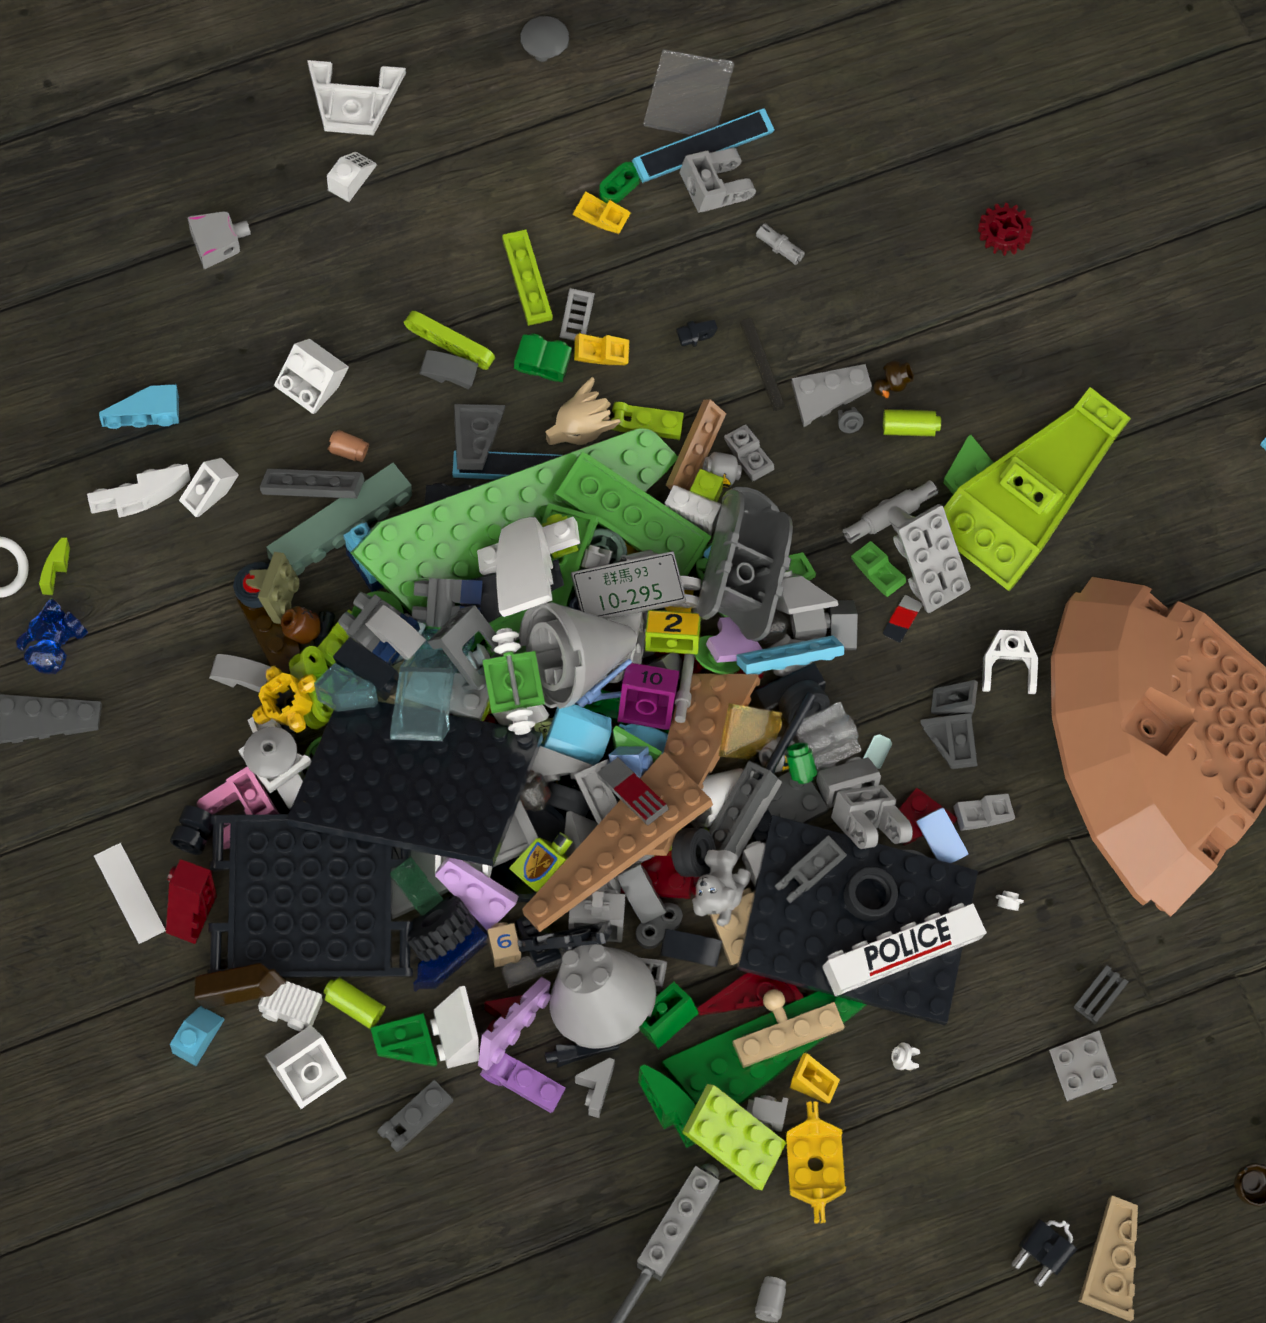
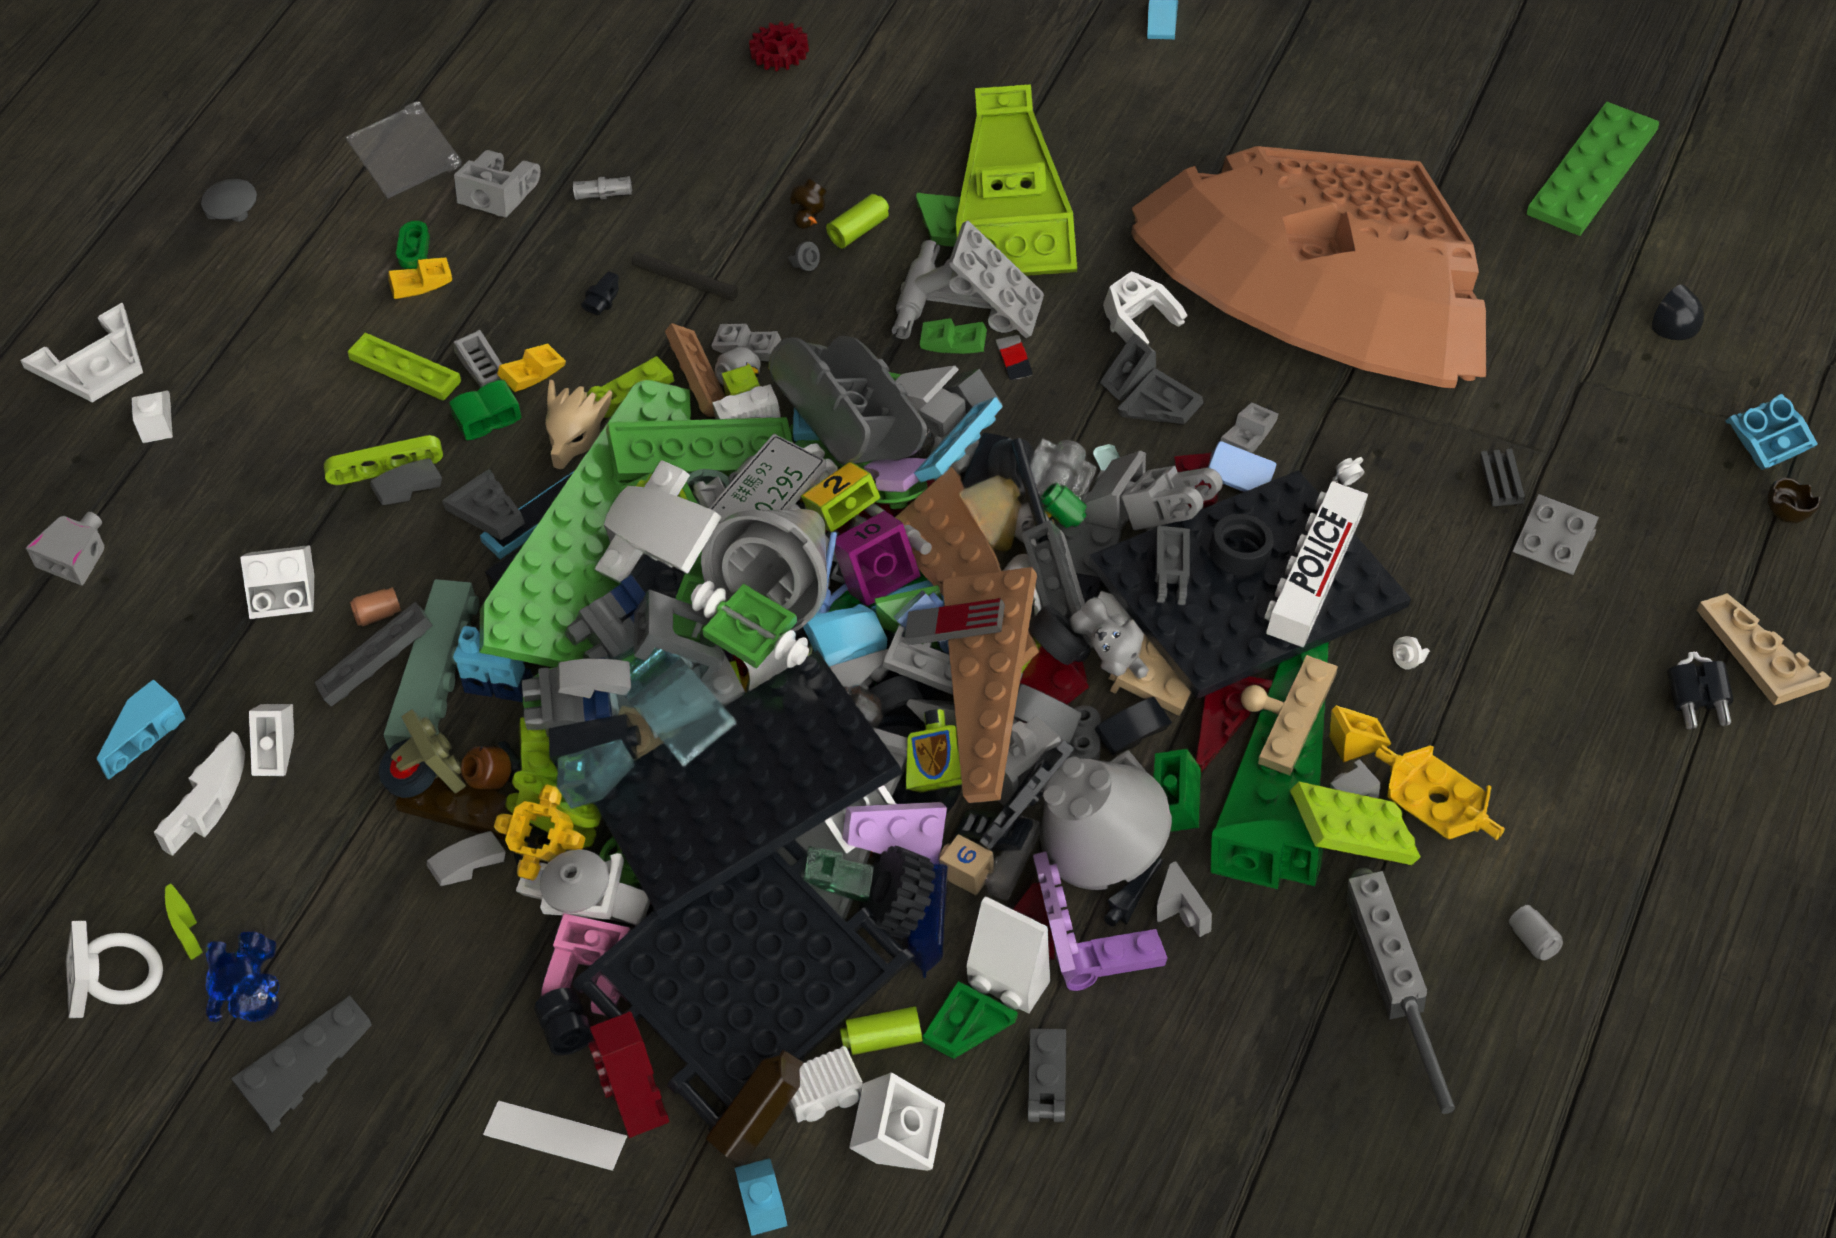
camera: 35 degrees left, 15 degrees down
(715, 139) = (441, 189): black tile -> none
(825, 391) = (761, 254): light grey wing -> none

